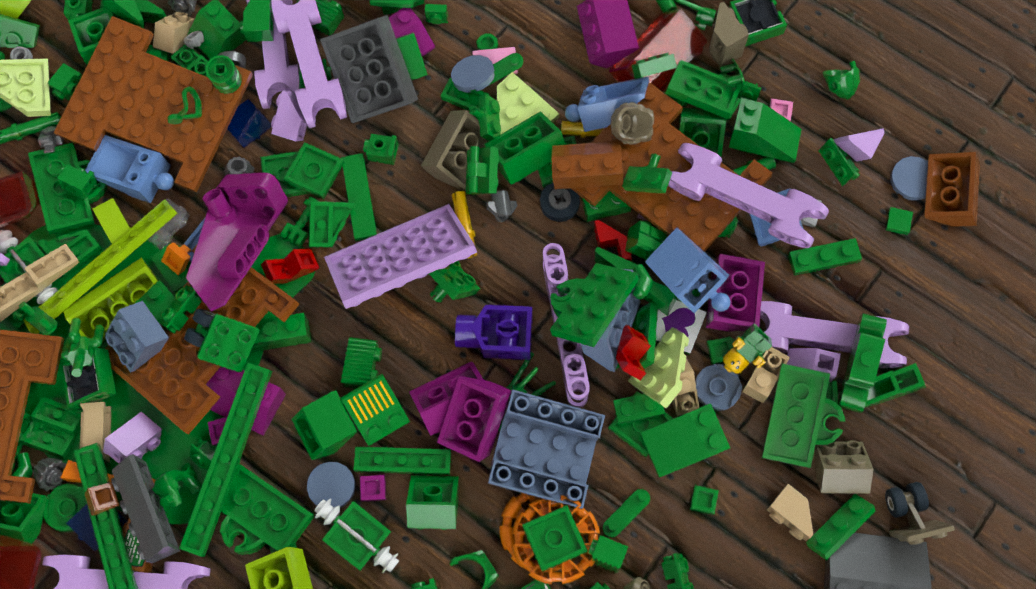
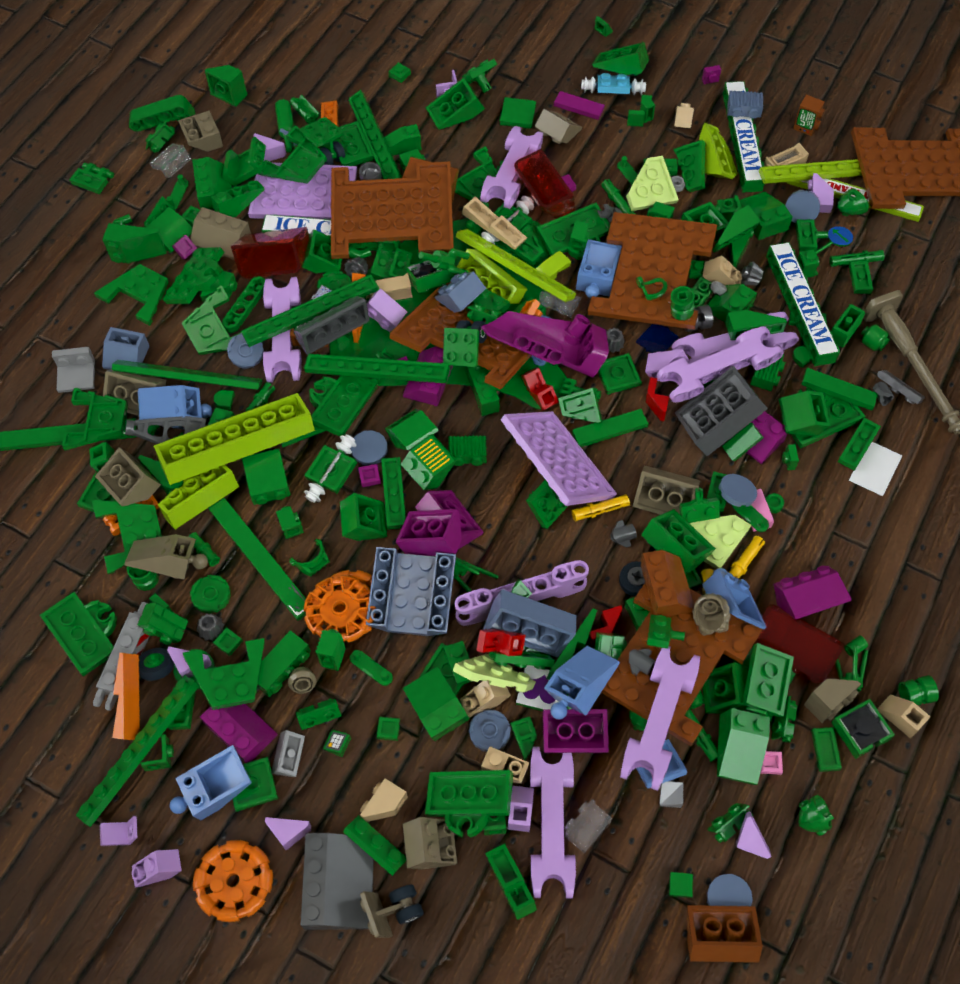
camera: 80 degrees right, 10 degrees down
(39, 318) = (466, 234): green piece -> none
(101, 498) = (337, 296): dark orange slope -> none
(167, 485) = (351, 332): green animal -> none
(313, 170) = (624, 390): green tile -> none
(340, 137) = (656, 402): none -> red slope
(384, 154) = (655, 436): green brick -> none
(482, 170) = (644, 505): green plate -> none
(497, 332) = (508, 543): dark purple brick -> none
(554, 538) = (338, 604): green tile -> none
(561, 93) = (740, 566): none -> yellow pin
(590, 303) = (535, 598): green plate -> none
(644, 284) = (567, 647): green arm -> none
(654, 65) = (779, 631): piece -> none
(678, 206) = (640, 661): none -> dark grey piece
(716, 560) = (337, 743): none -> slope
(733, 67) = (797, 712): green piece -> none
(747, 349) = (522, 744): piece -> none
(771, 57) = (826, 749): none -> green tile
(825, 256) = (630, 816): green plate -> none
(833, 300) = (587, 826): none -> clear bracket
(862, 363) = (524, 843): green brick -> none

